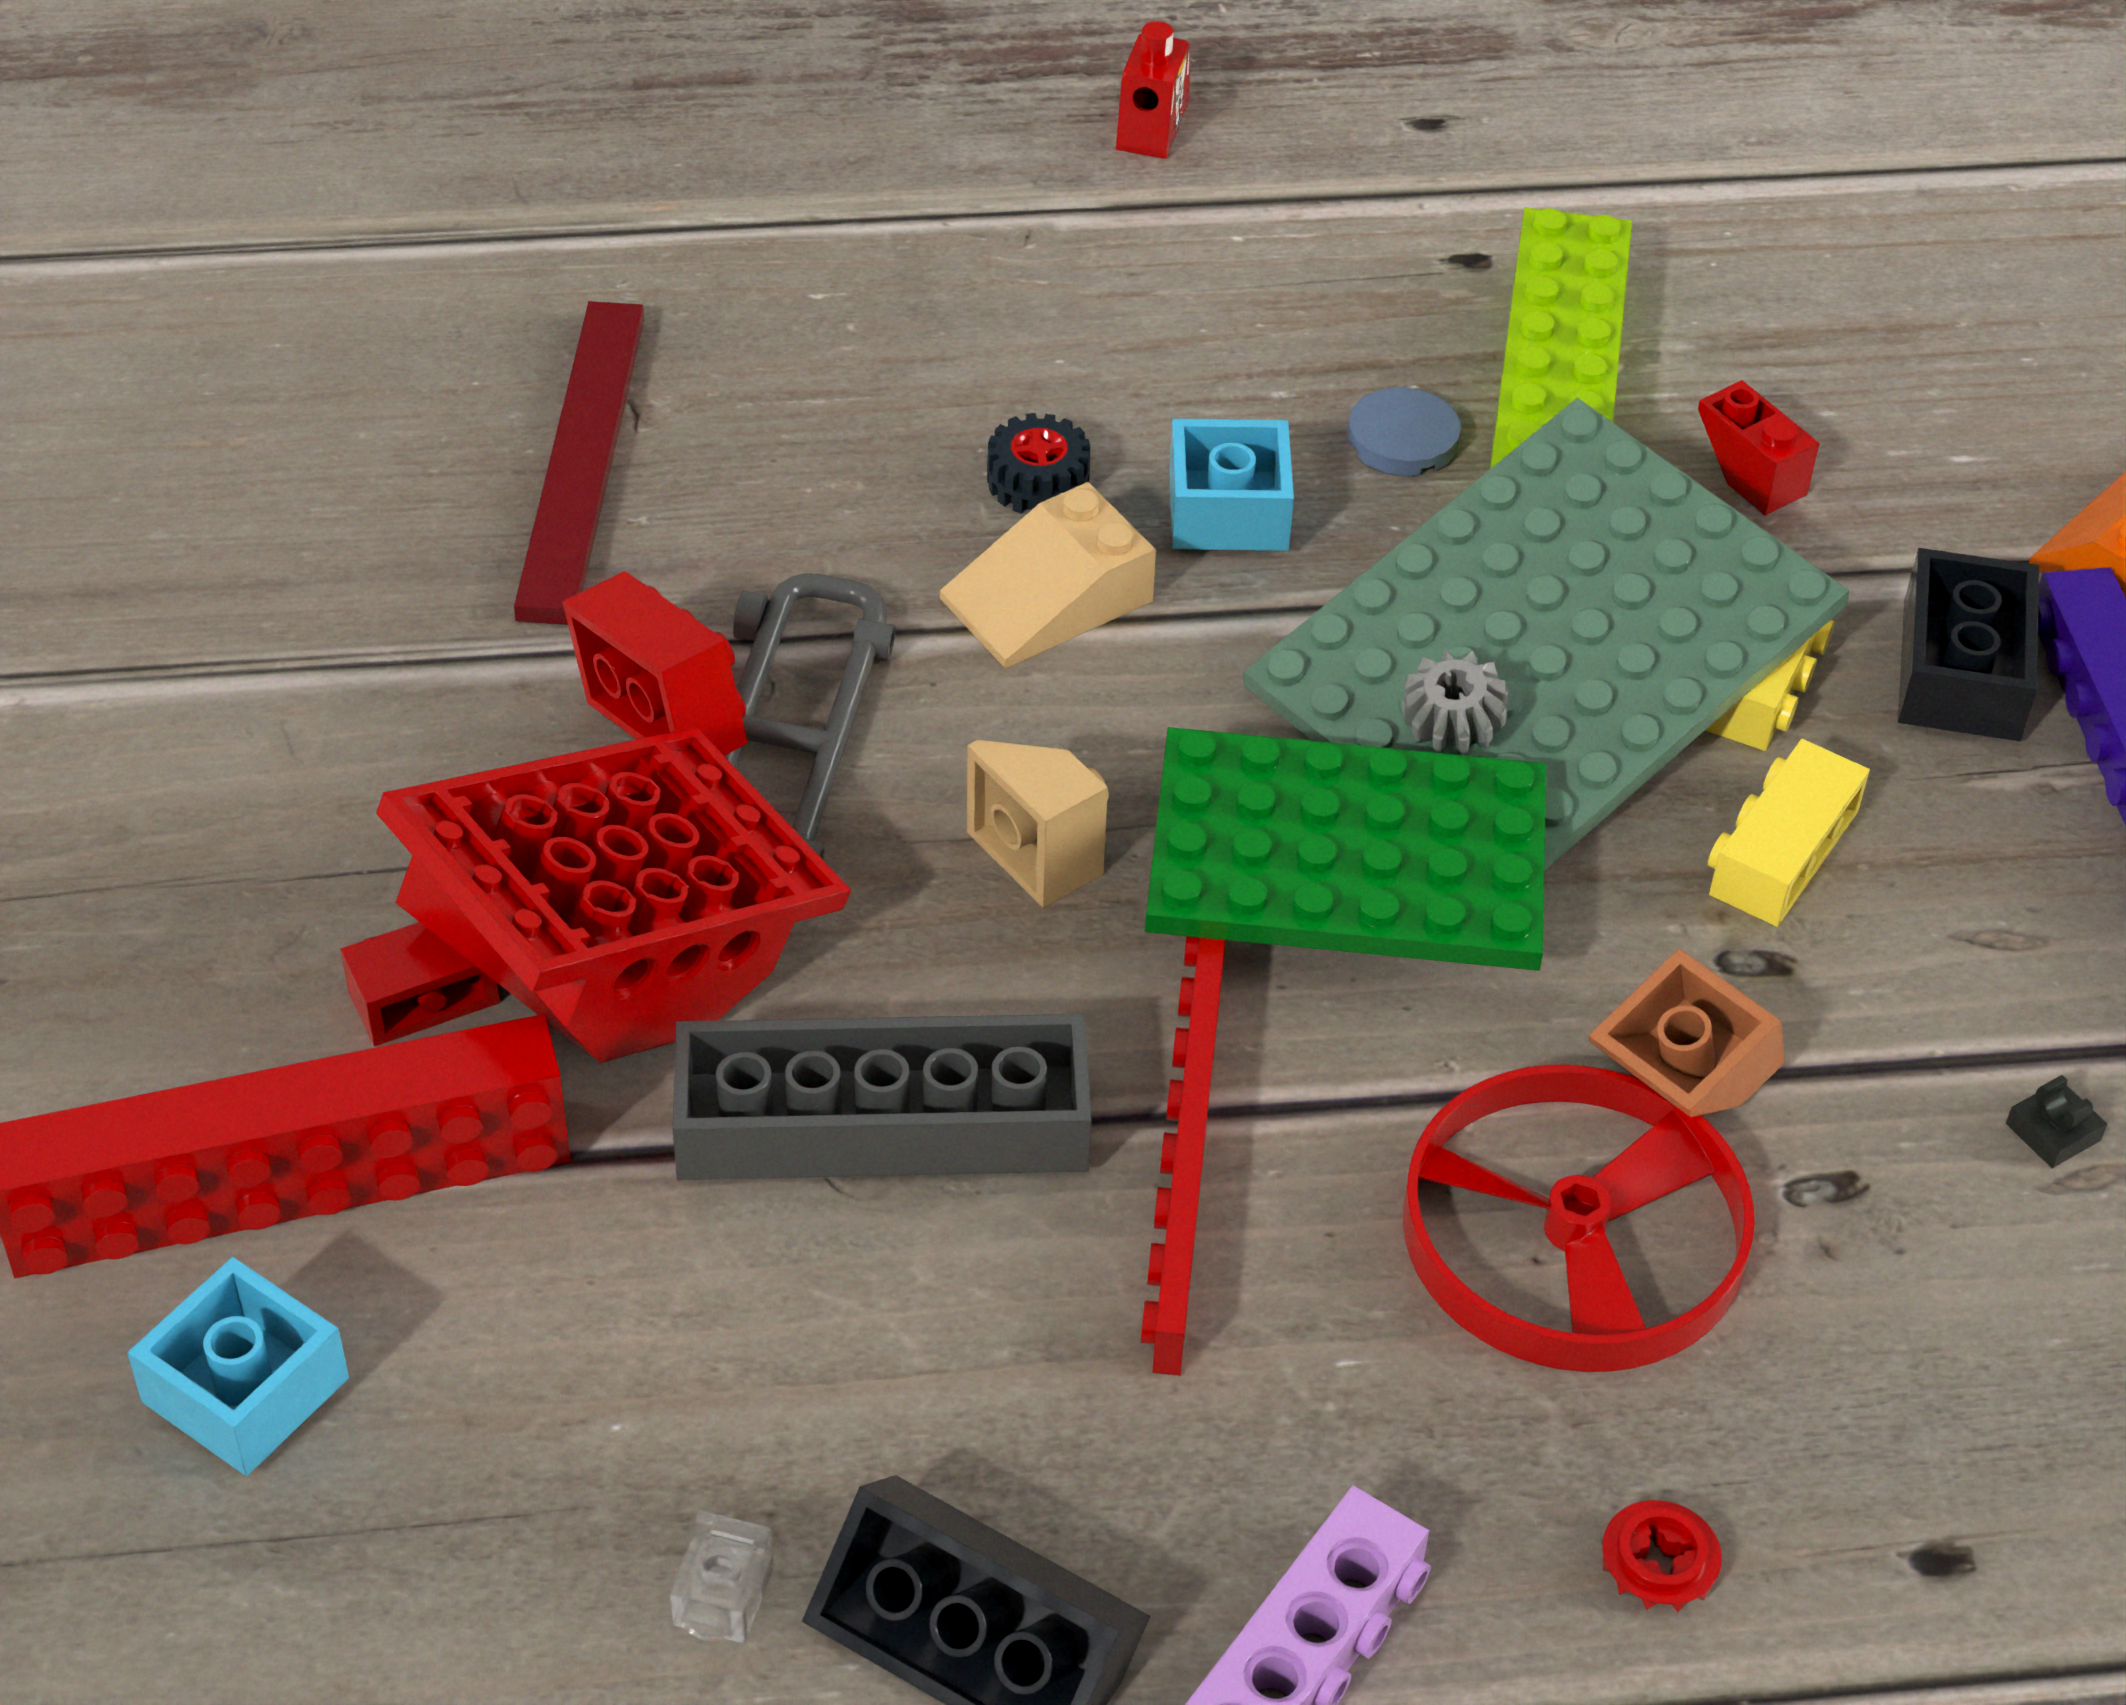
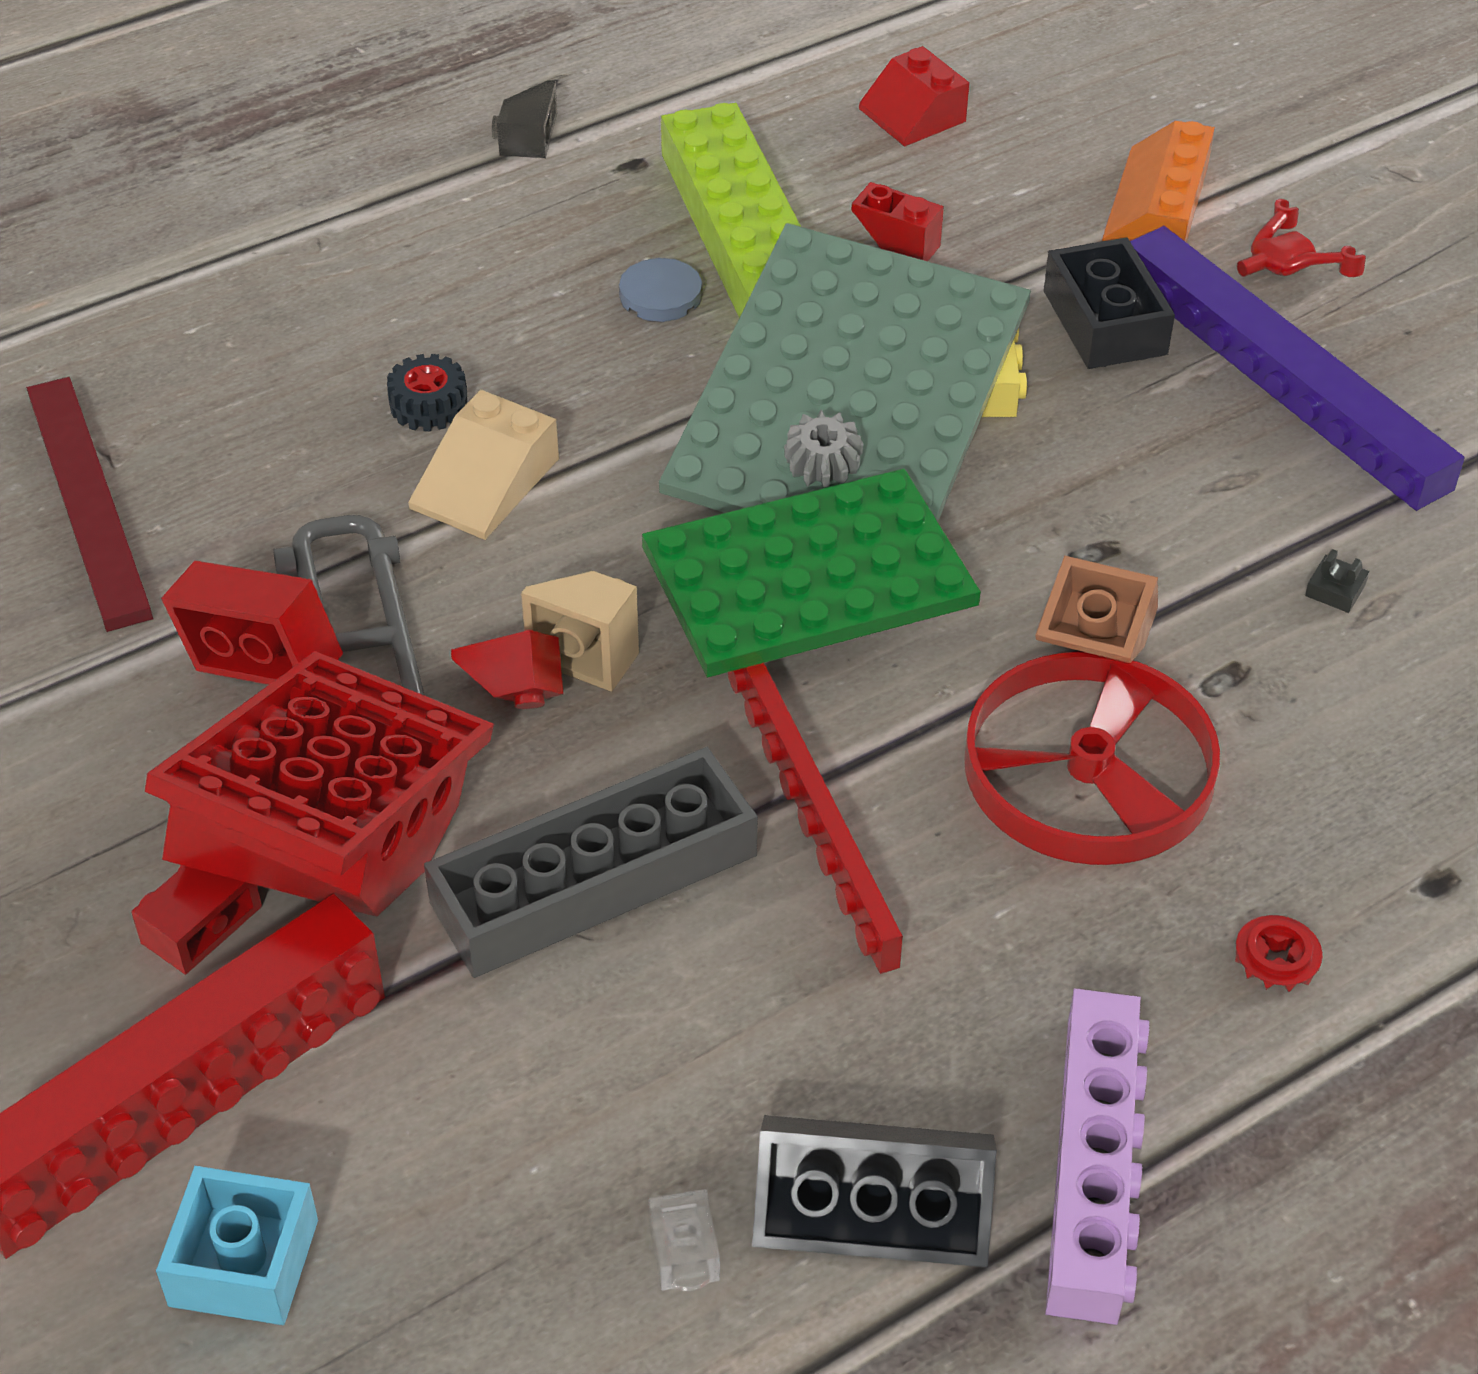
camera: 25 degrees left, 0 degrees up
(932, 835) = (515, 667): none -> red slope
(1156, 72) = (355, 106): red torso -> none
(1230, 484) = (574, 360): medium azure brick -> none
(1365, 163) = (527, 122): none -> clear smoke slope
(1786, 831) = (1067, 461): light yellow brick -> none
(1890, 288) = (916, 97): none -> red slope

